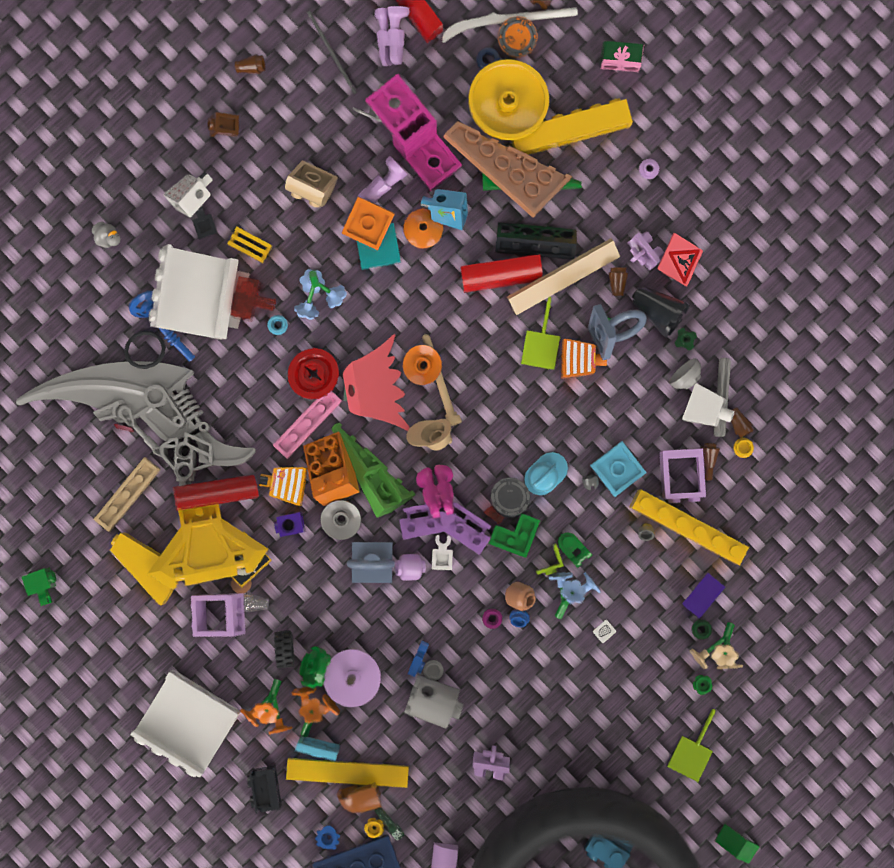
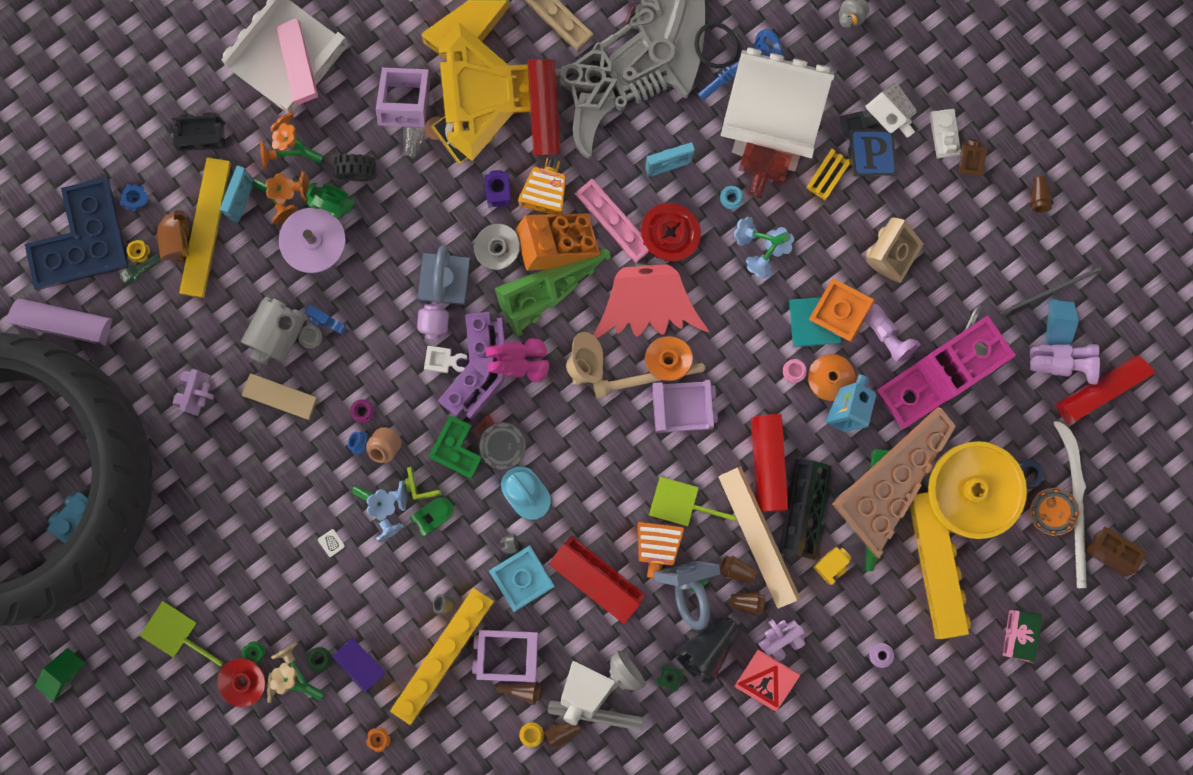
camera: 95 degrees right, 5 degrees down
(195, 710) = (297, 61): none -> bright pink tile
(204, 149) = (945, 133): none -> white plate
(228, 208) = (872, 153): none -> piece
(251, 380) = (669, 159): none -> medium azure plate
(358, 41) = (1061, 322): none -> dark azure slope
(421, 259) = (794, 371): none -> bright pink plate
(461, 348) = (684, 406): none -> lavender panel
(487, 690) = (279, 396): none -> tan tile
(580, 214) = (833, 564): none -> yellow brick
(592, 292) = (736, 569): none -> reddish brown cone
(612, 406) = (597, 579): none -> red brick
(736, 693) = (234, 690): none -> red dish
(766, 573) = (382, 734): none -> orange plate

